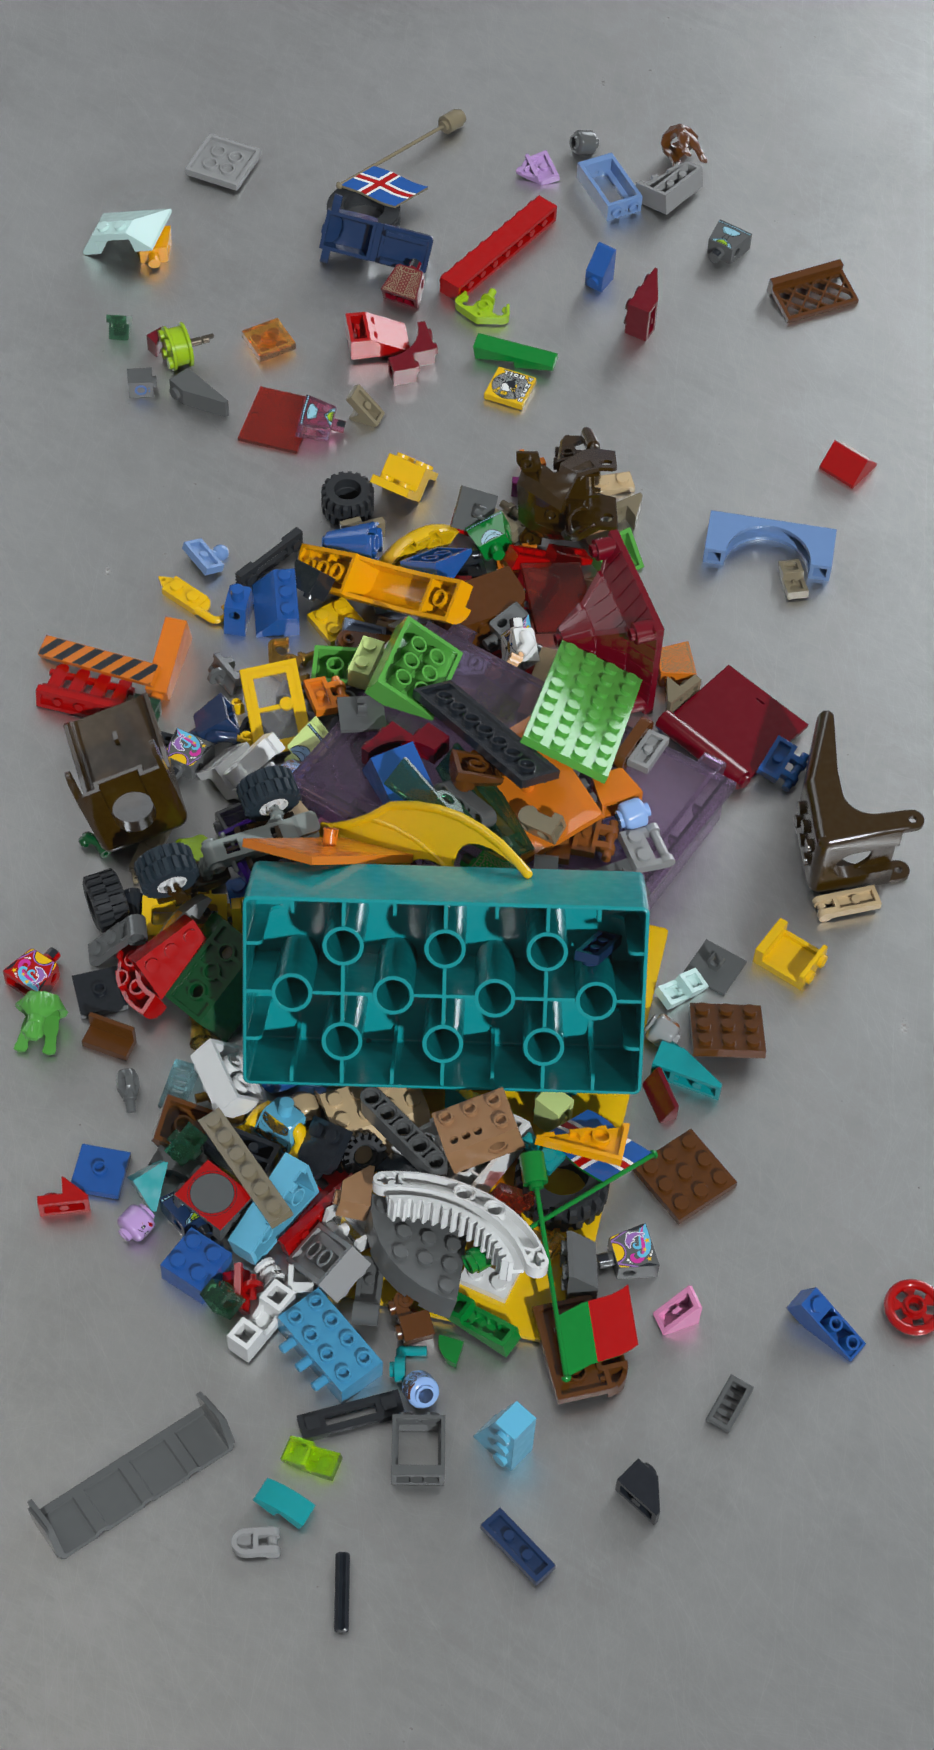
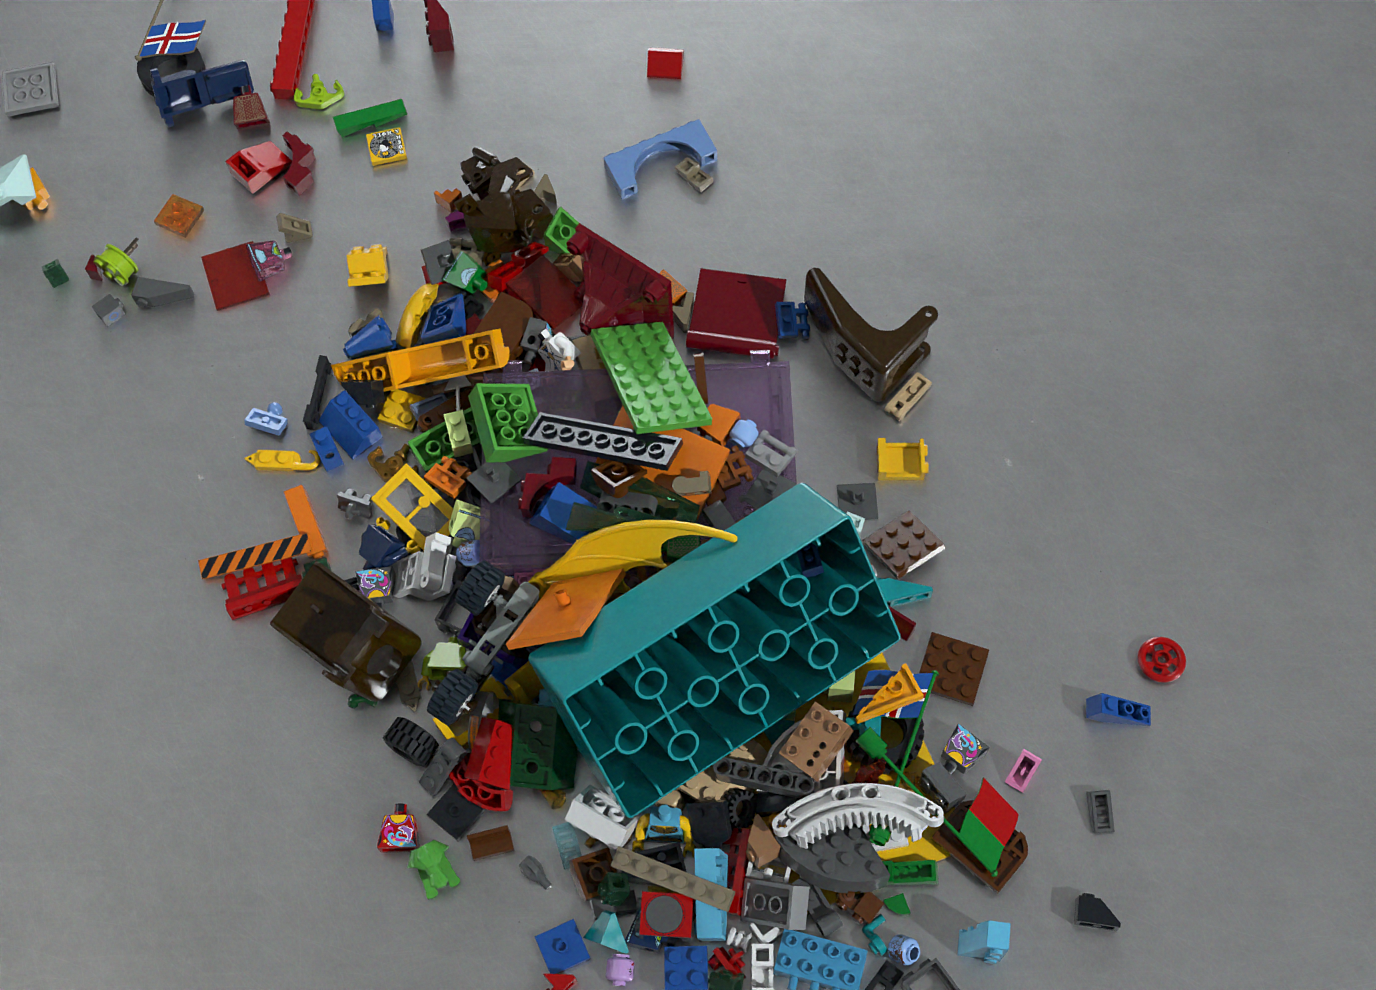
camera: 30 degrees left, 10 degrees up
(134, 900) = (428, 724): black cone -> none
(344, 487) = (334, 297): black tyre -> none
(648, 751) = (715, 377): light grey plate -> none

